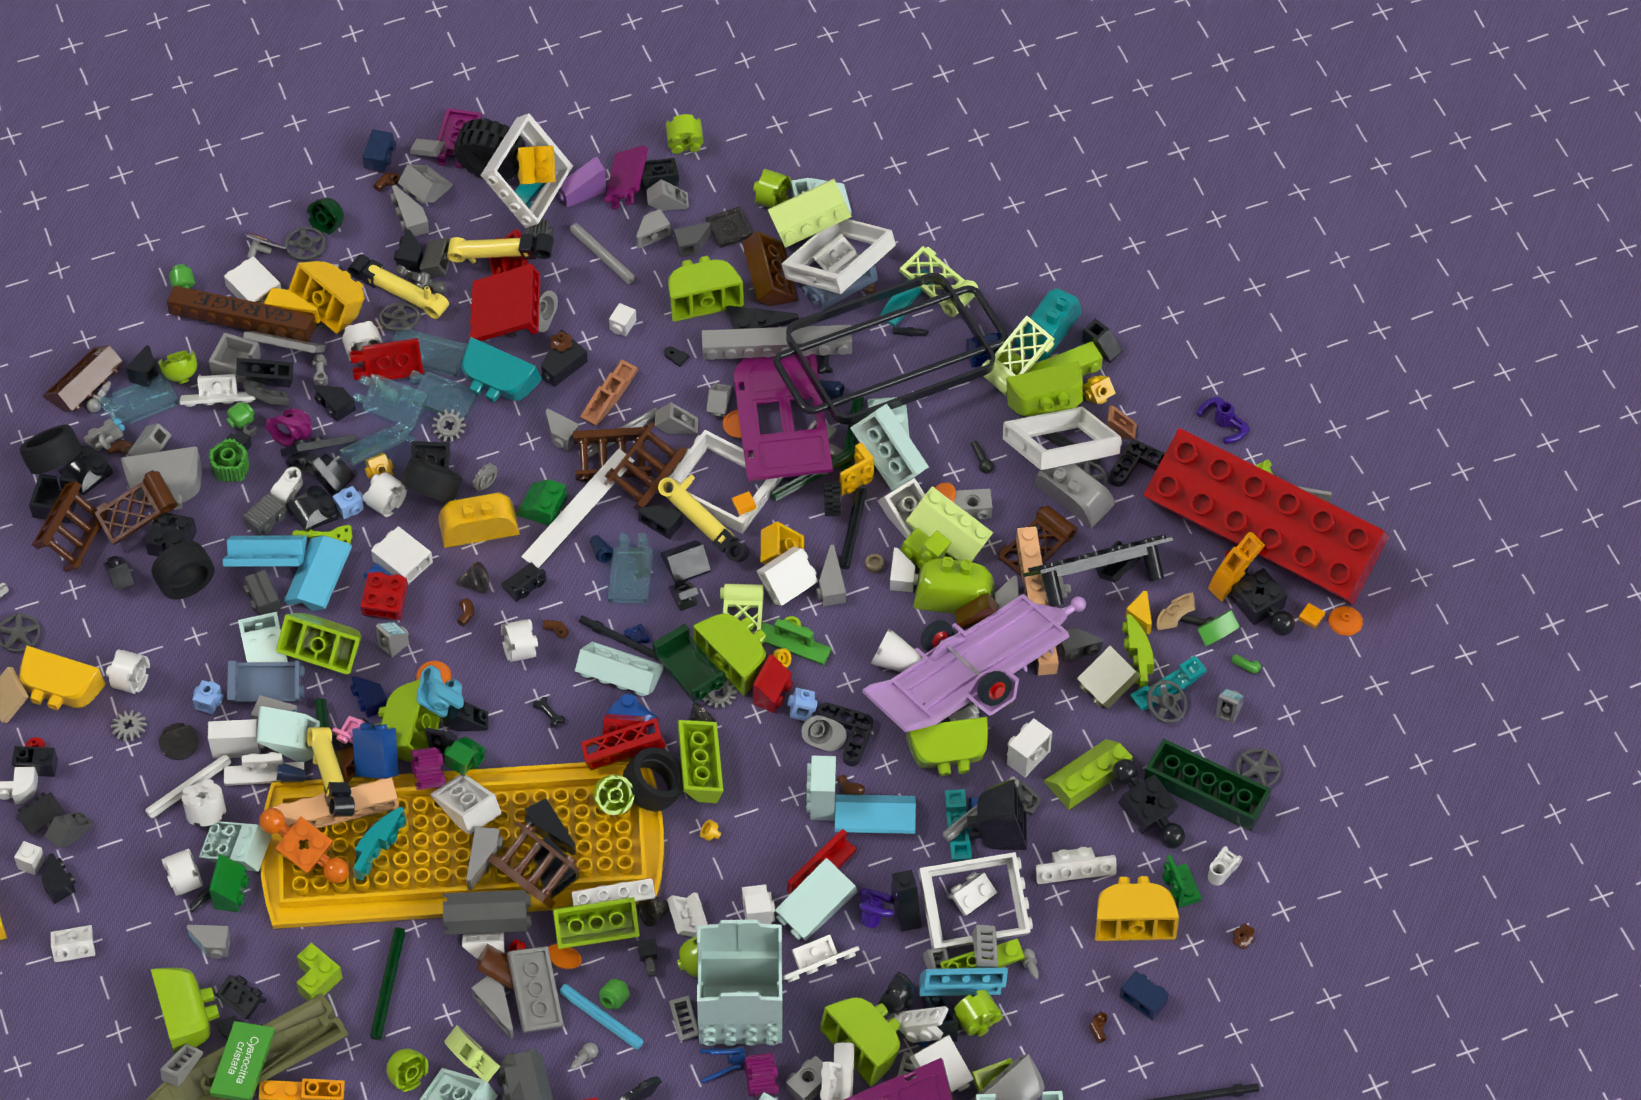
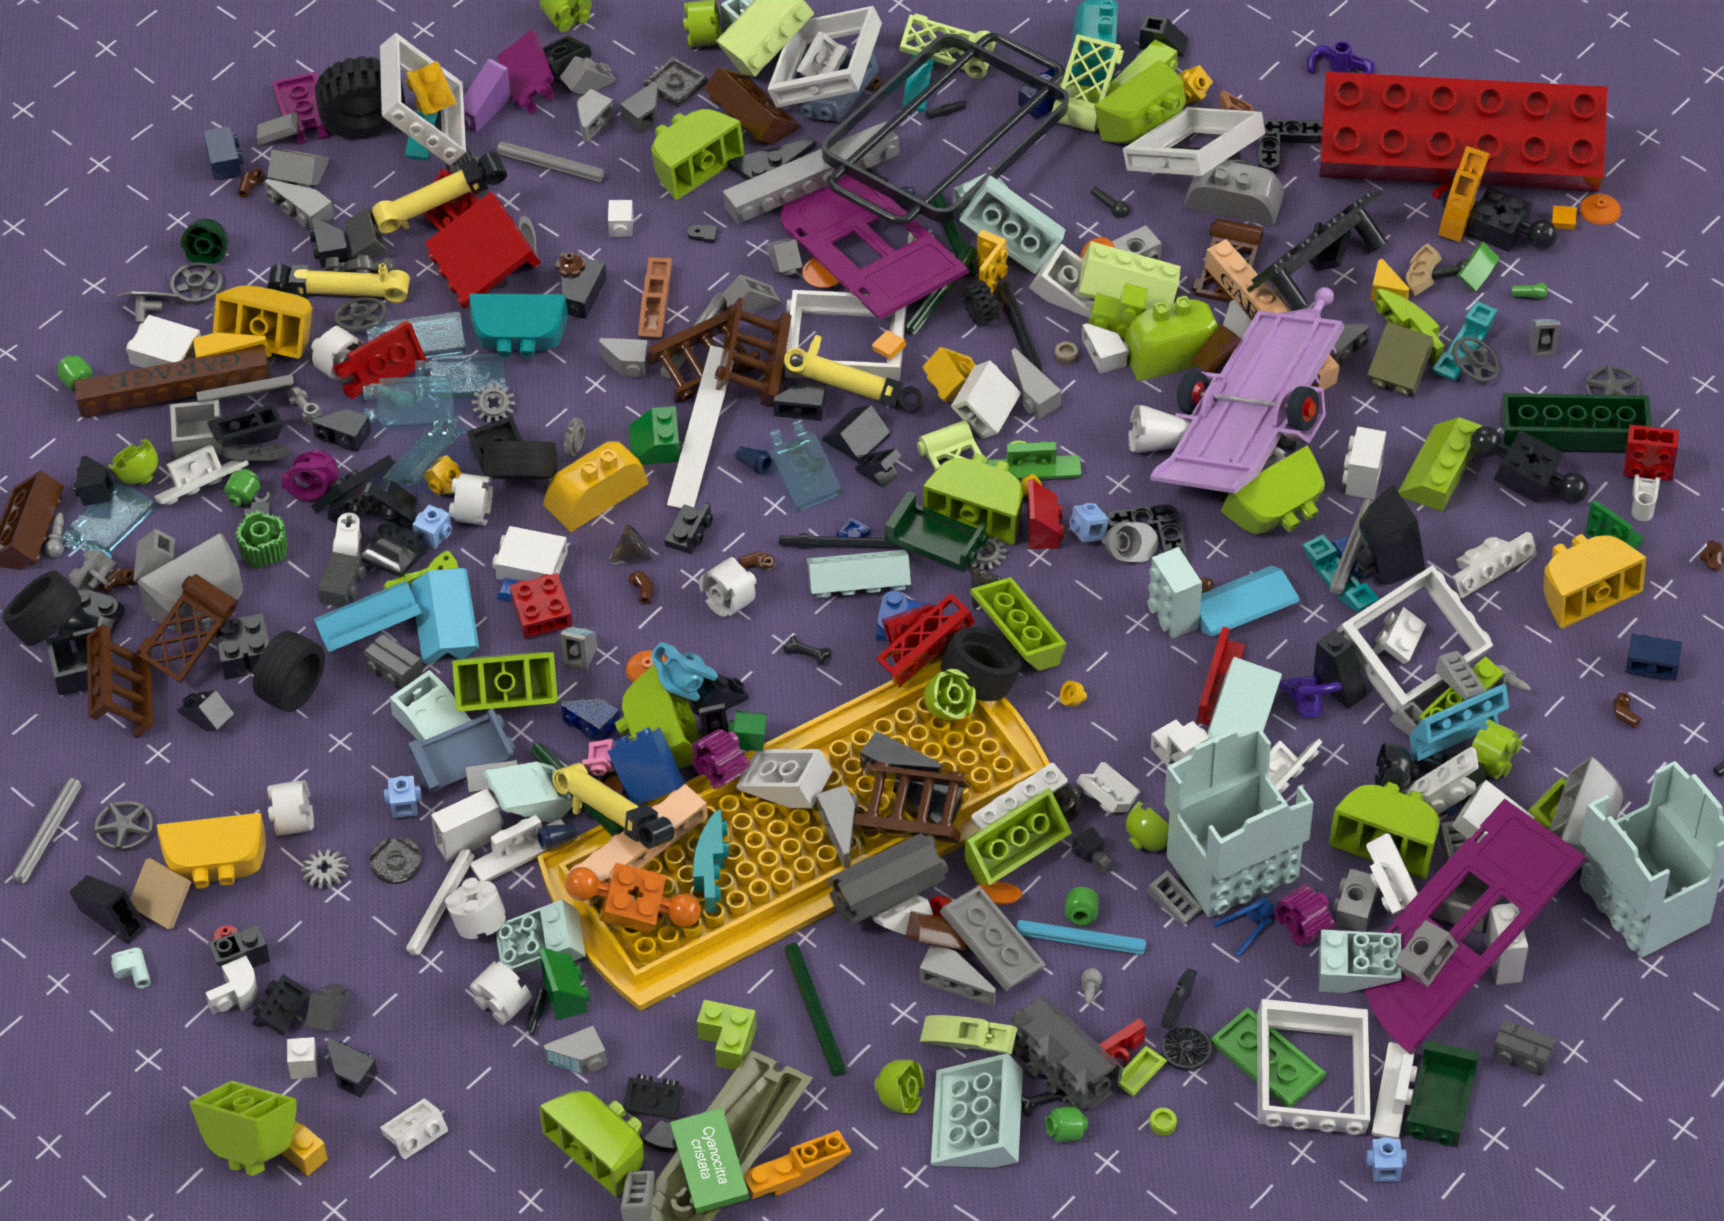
camera: 25 degrees left, 5 degrees down
(1244, 834) = (1651, 452): none -> red brick

